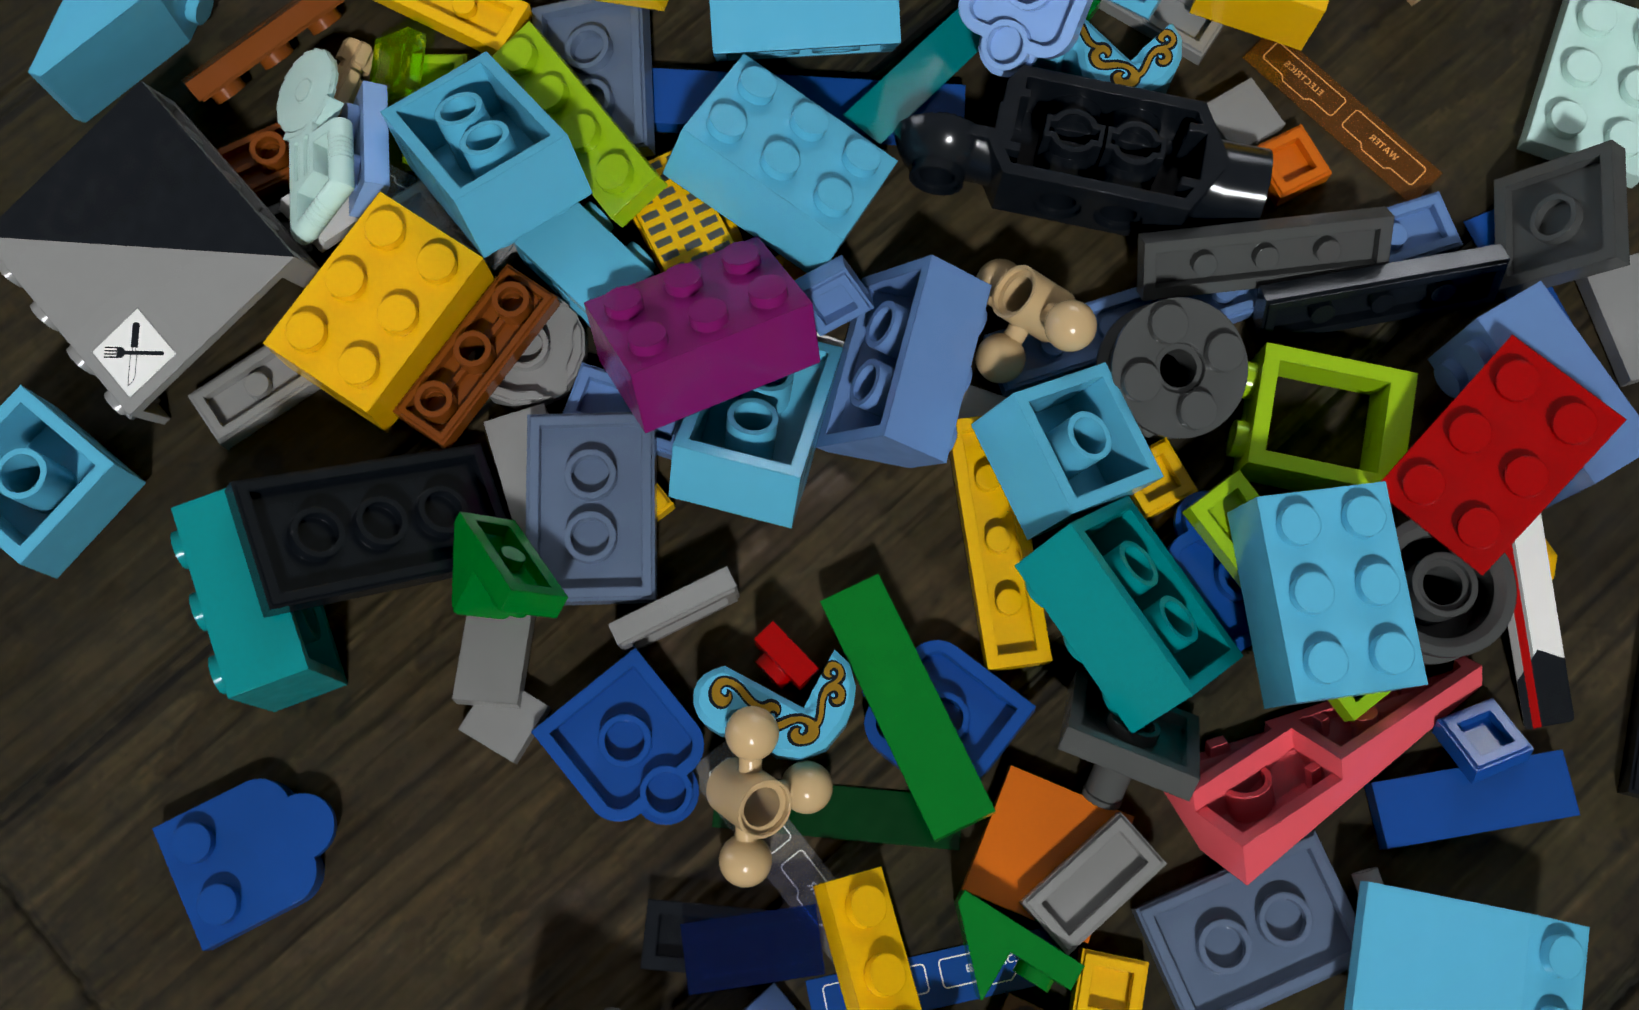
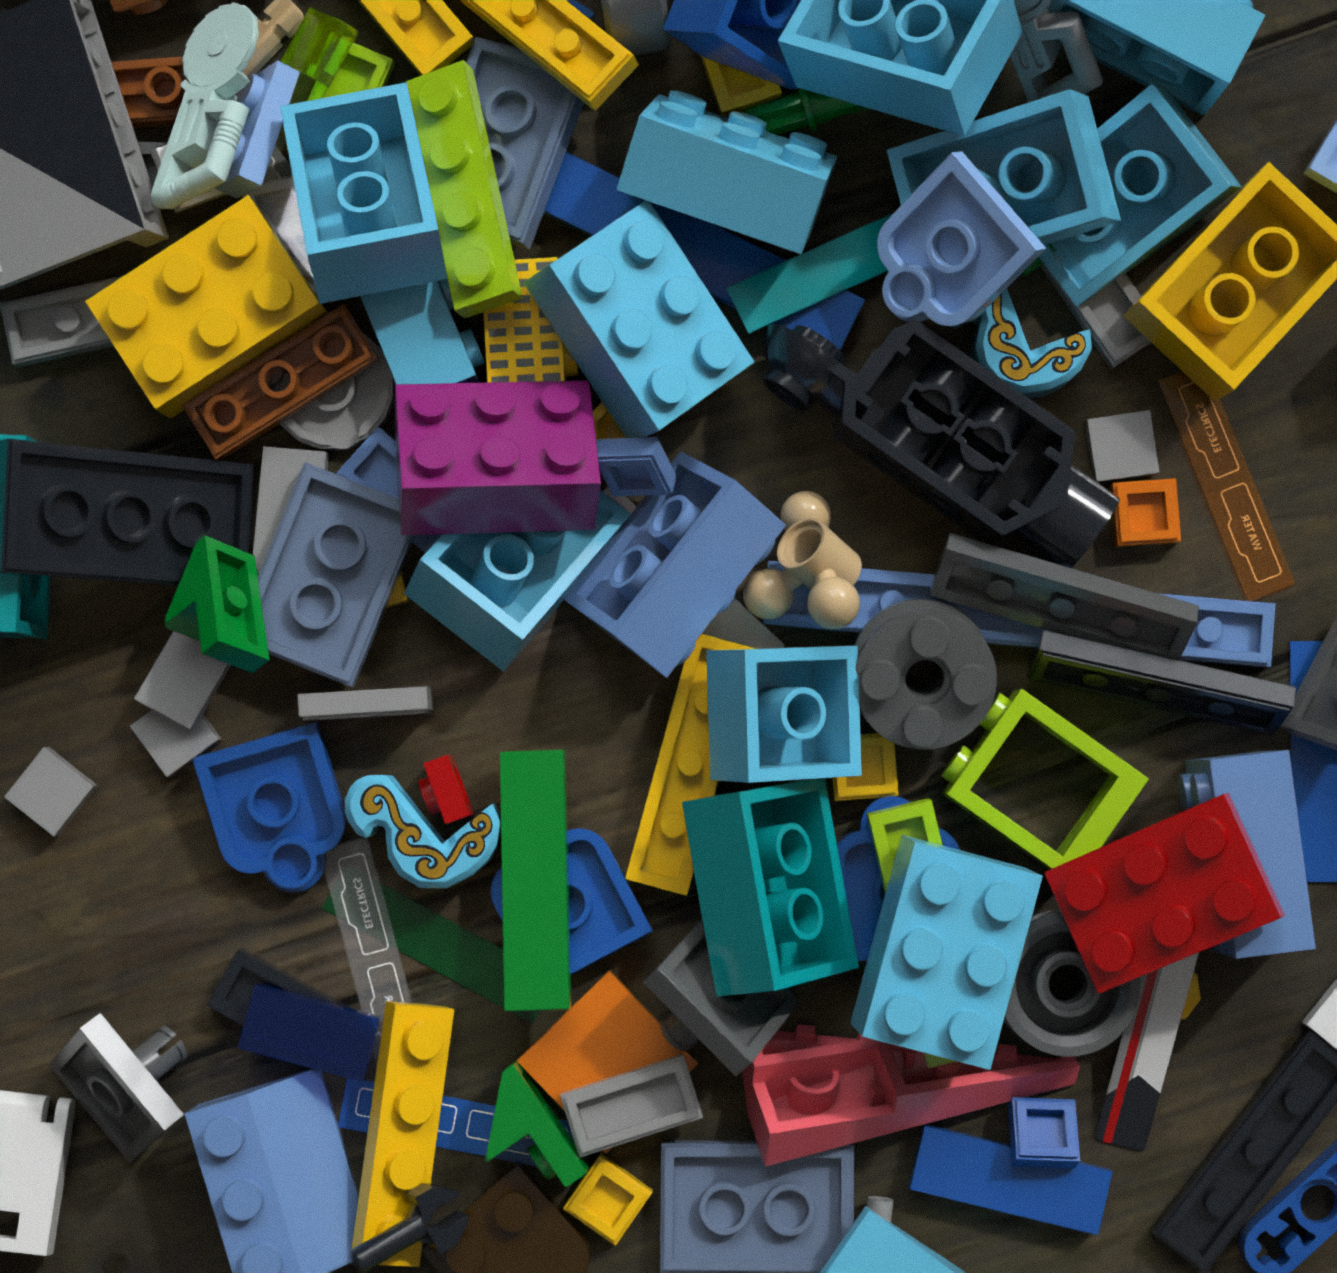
camera: 30 degrees right, 10 degrees up
(405, 825) = (51, 791): none -> light grey tile
(757, 800) = (363, 905): tan piece -> none

